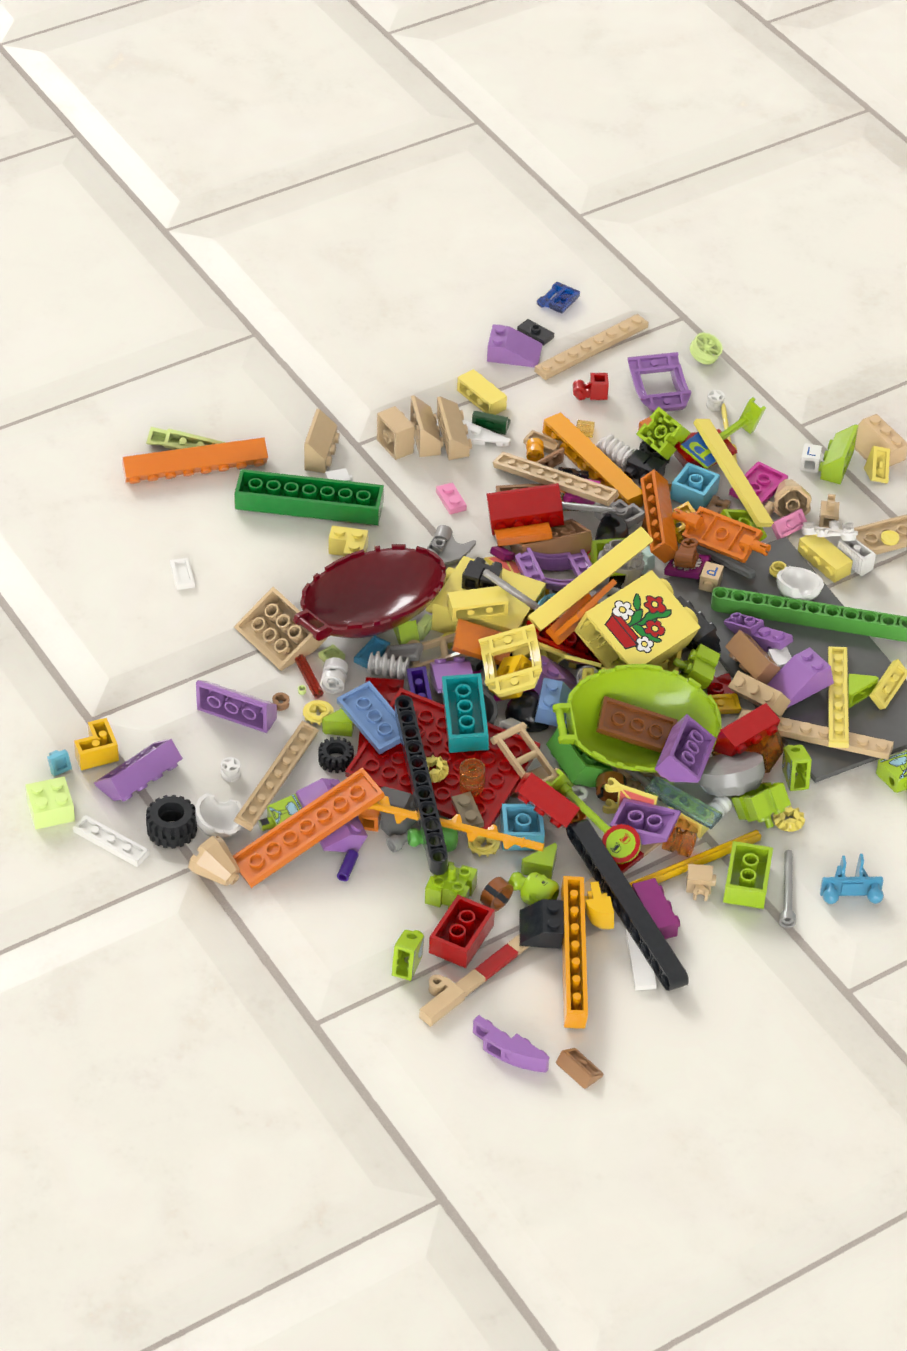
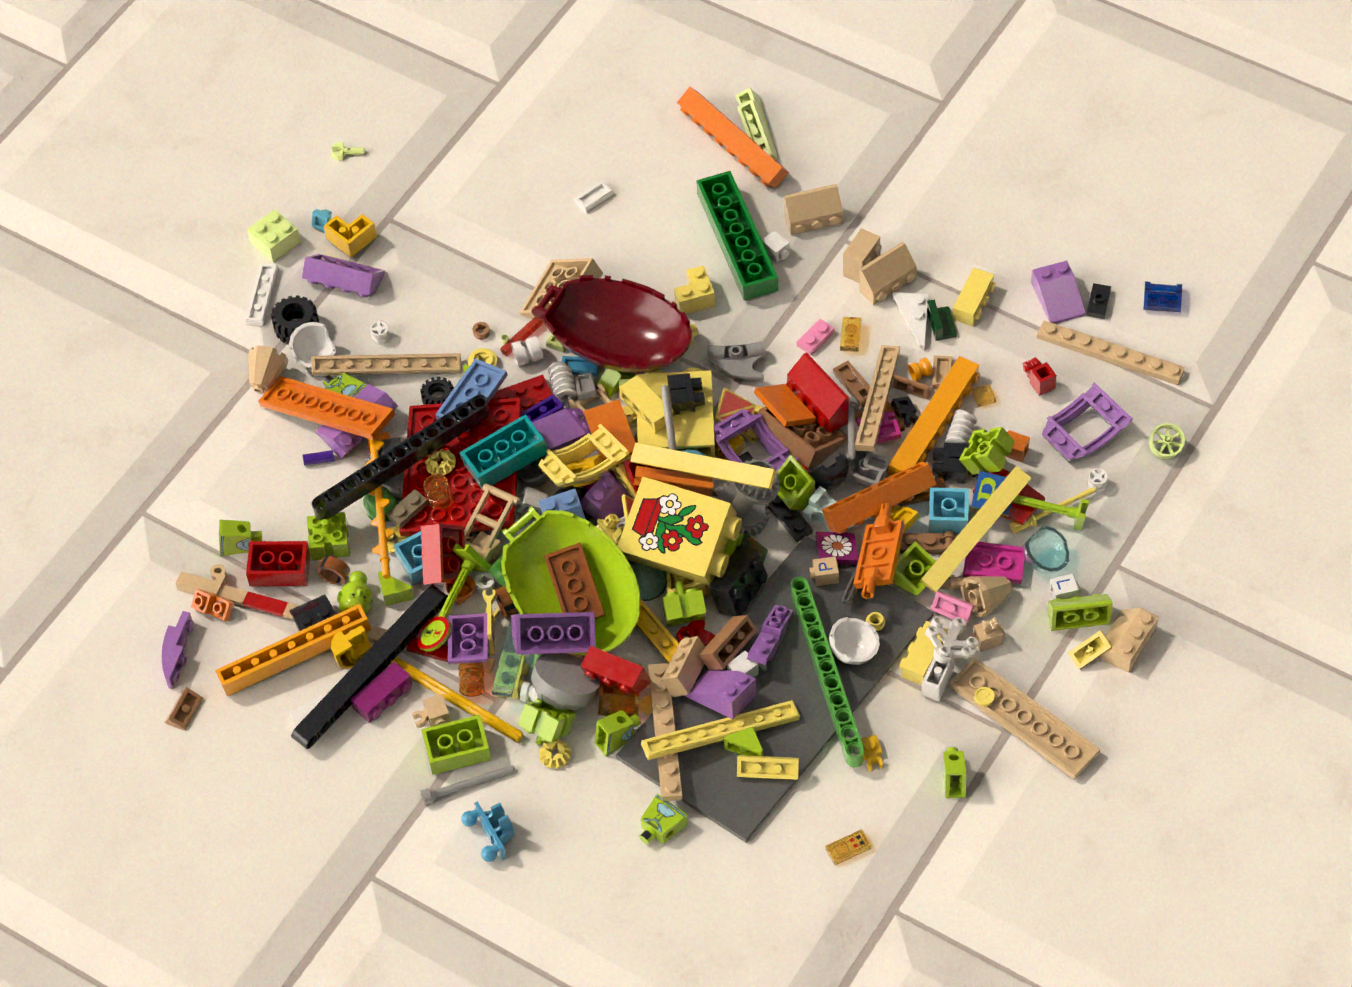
camera: 70 degrees right, 10 degrees up
(235, 706) = (451, 300): medium lavender slope -> none
(453, 429) = (893, 292): tan slope -> none
(466, 475) = (850, 334): none -> clear yellow plate
(474, 1000) = (212, 604): none -> orange slope
(502, 553) = (749, 400): magenta tile -> none
(687, 554) = (837, 539): dark orange piece -> none
(771, 450) = (1046, 550): none -> clear light blue cylinder

